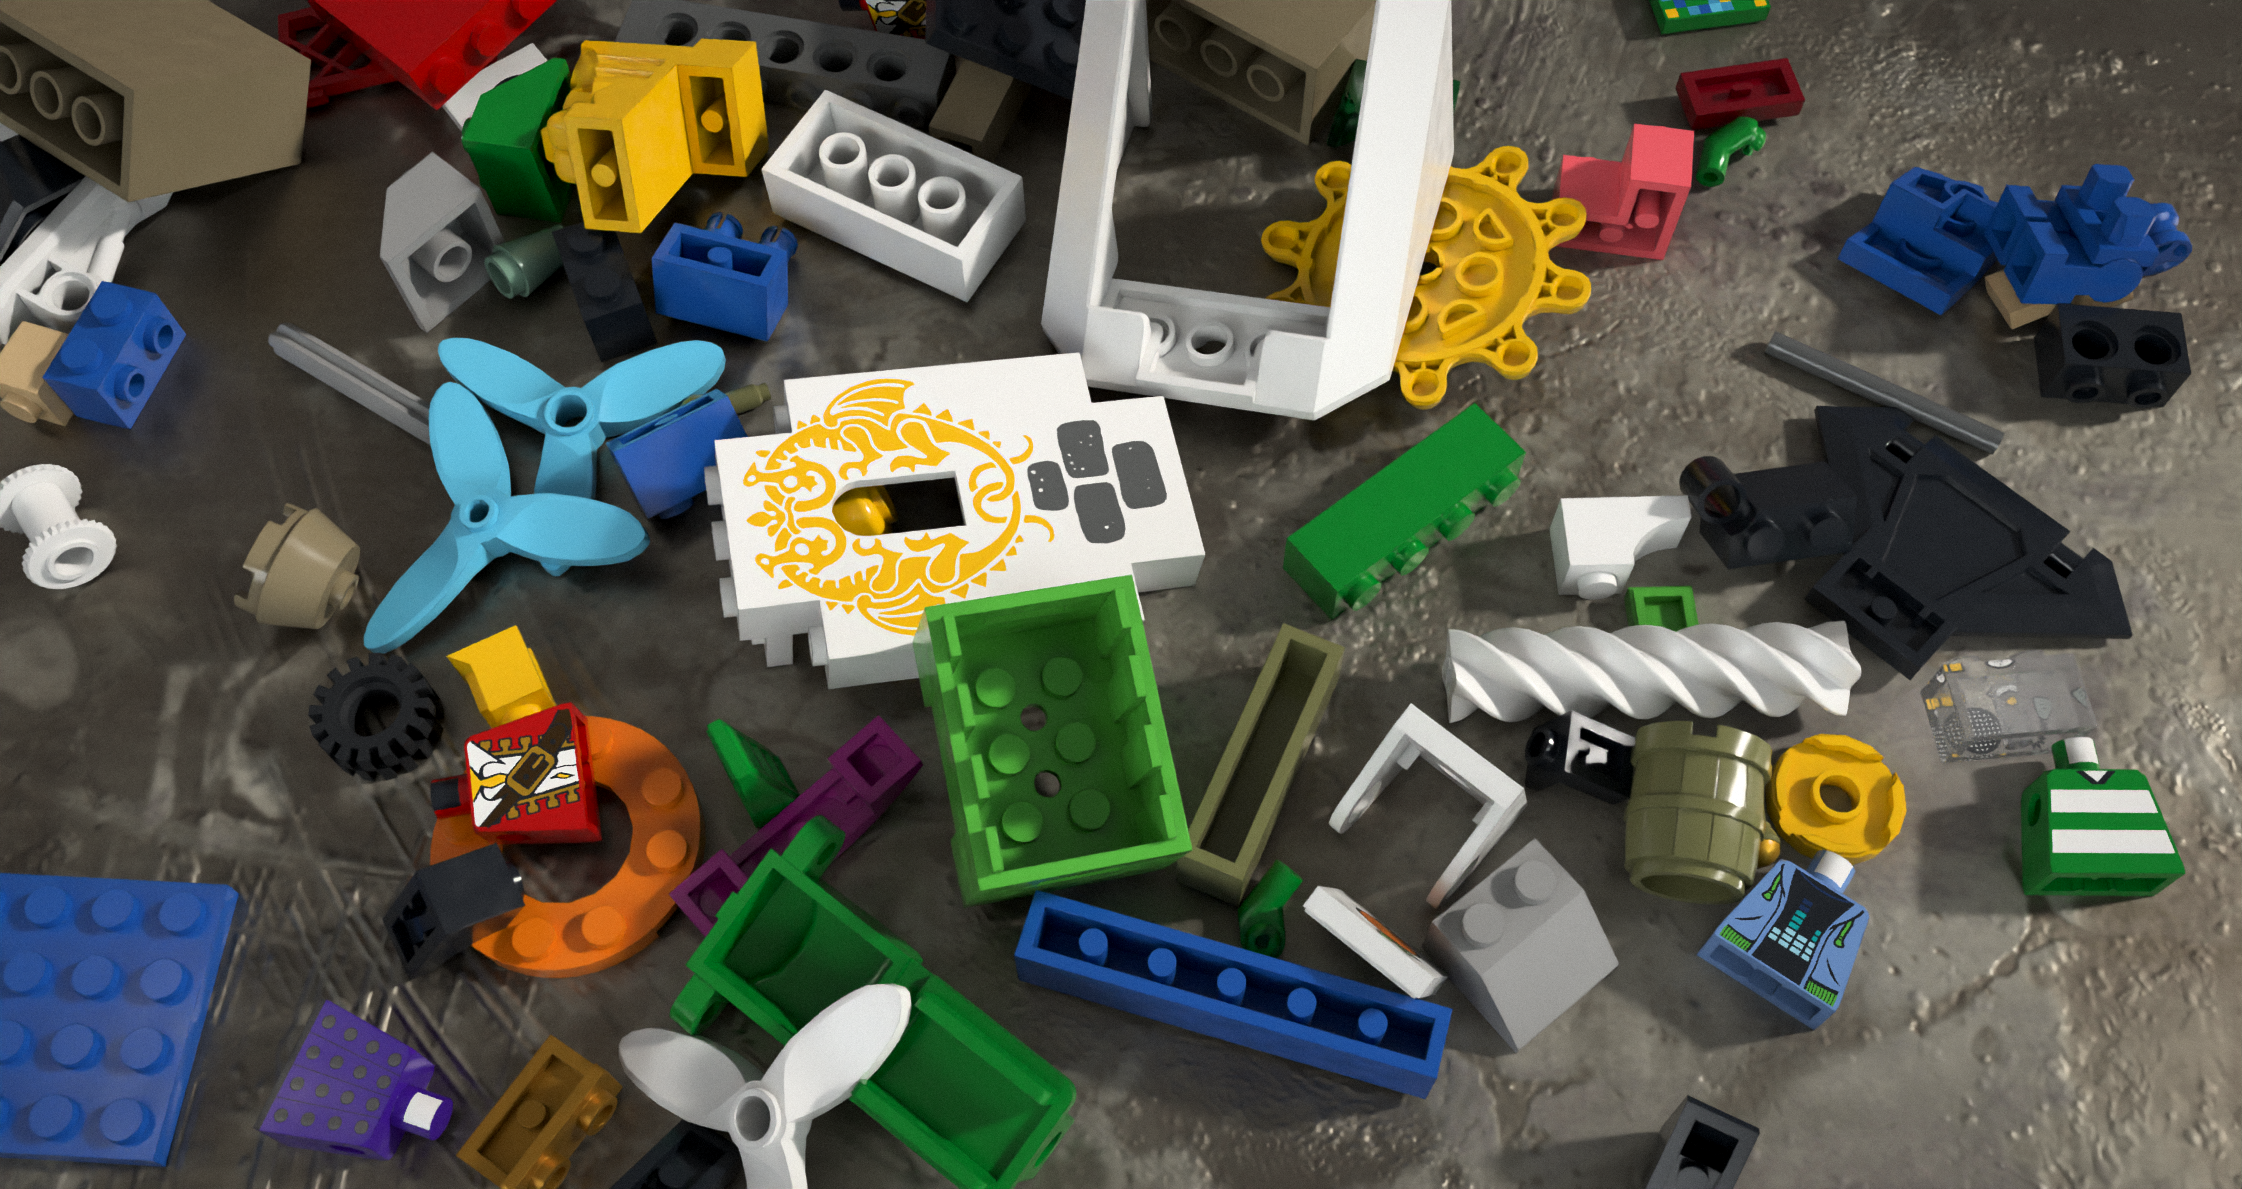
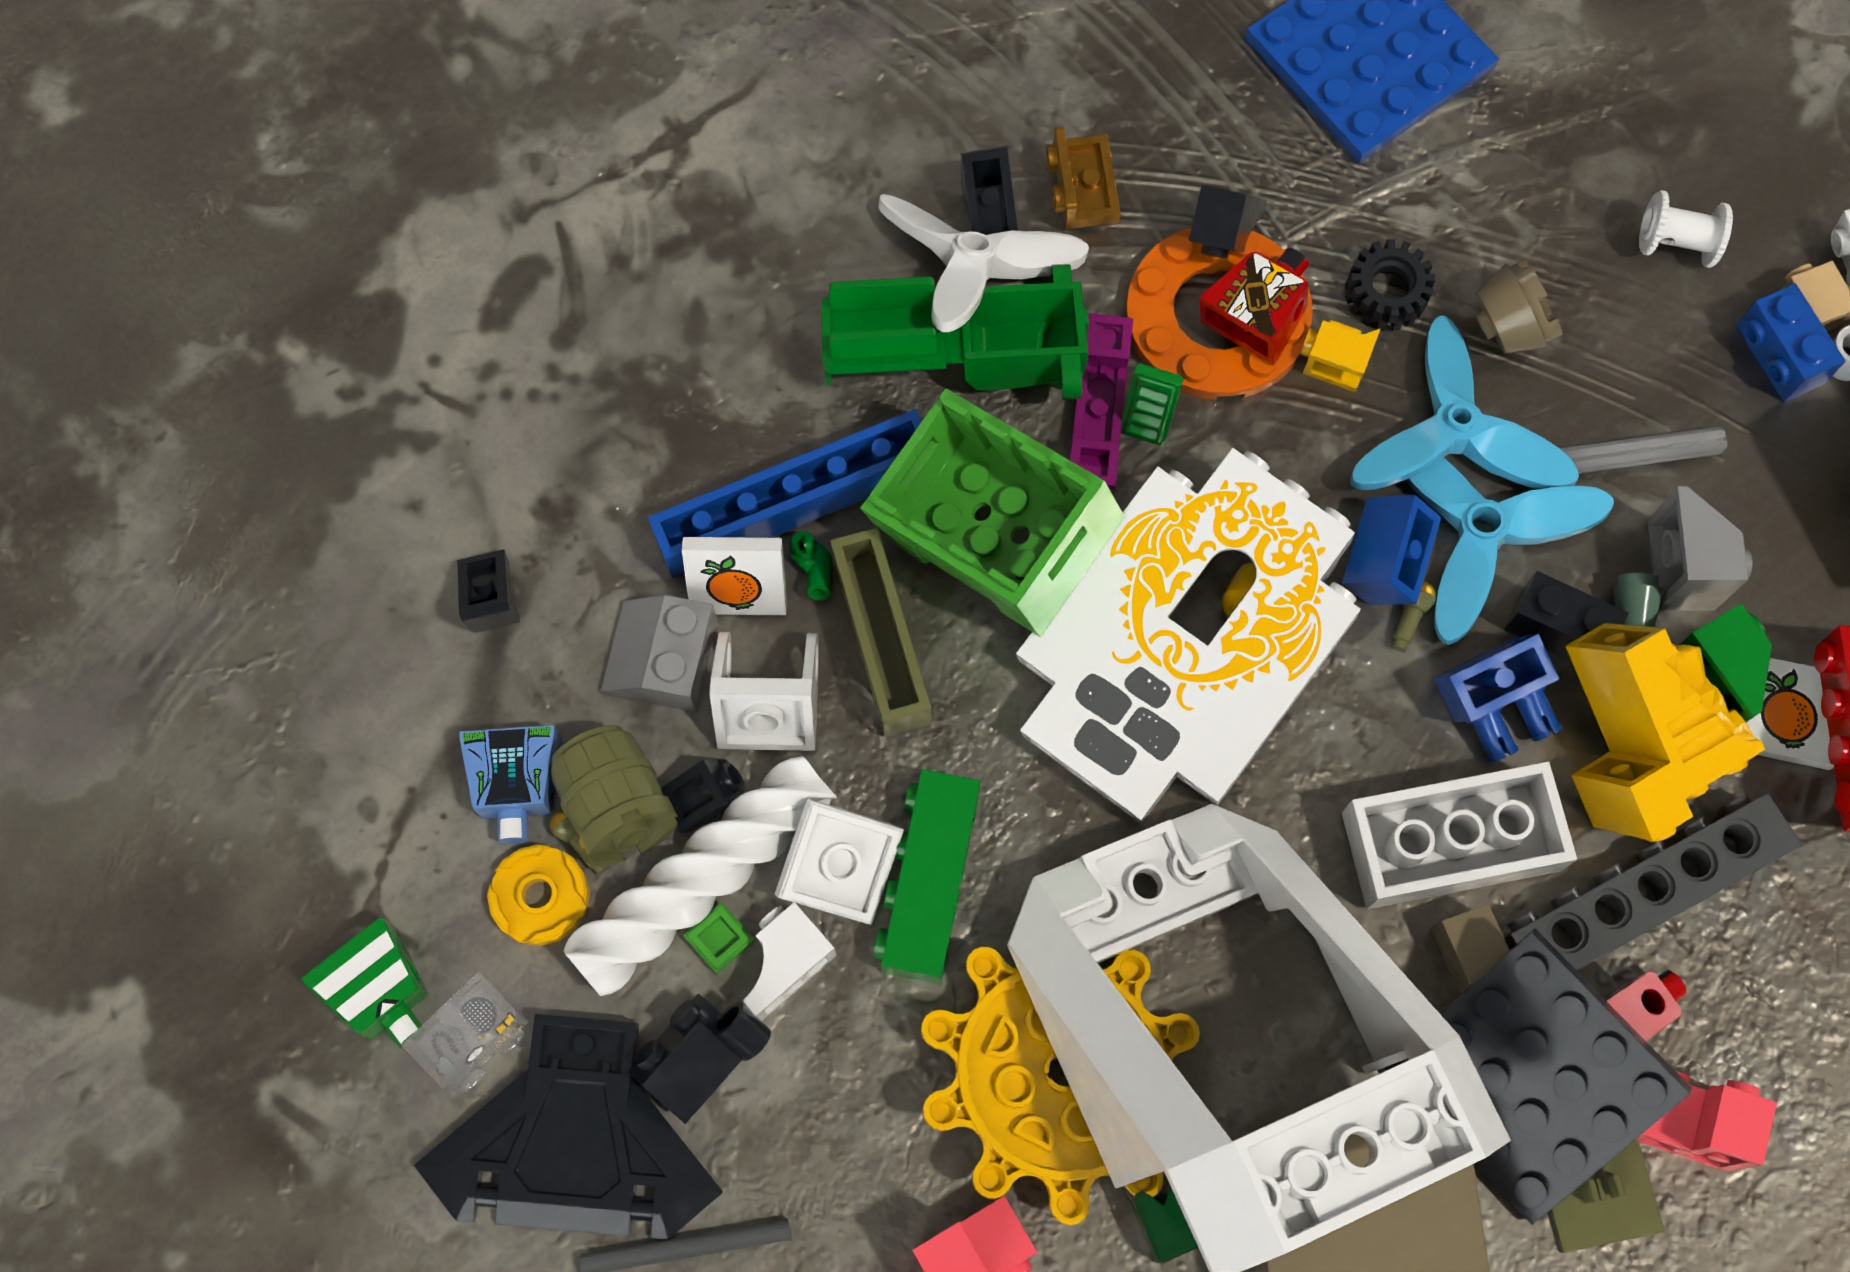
camera: 140 degrees right, 10 degrees up
(352, 1090) = (1189, 123): dark purple torso -> none
(1491, 577) = (839, 861): none -> white tile

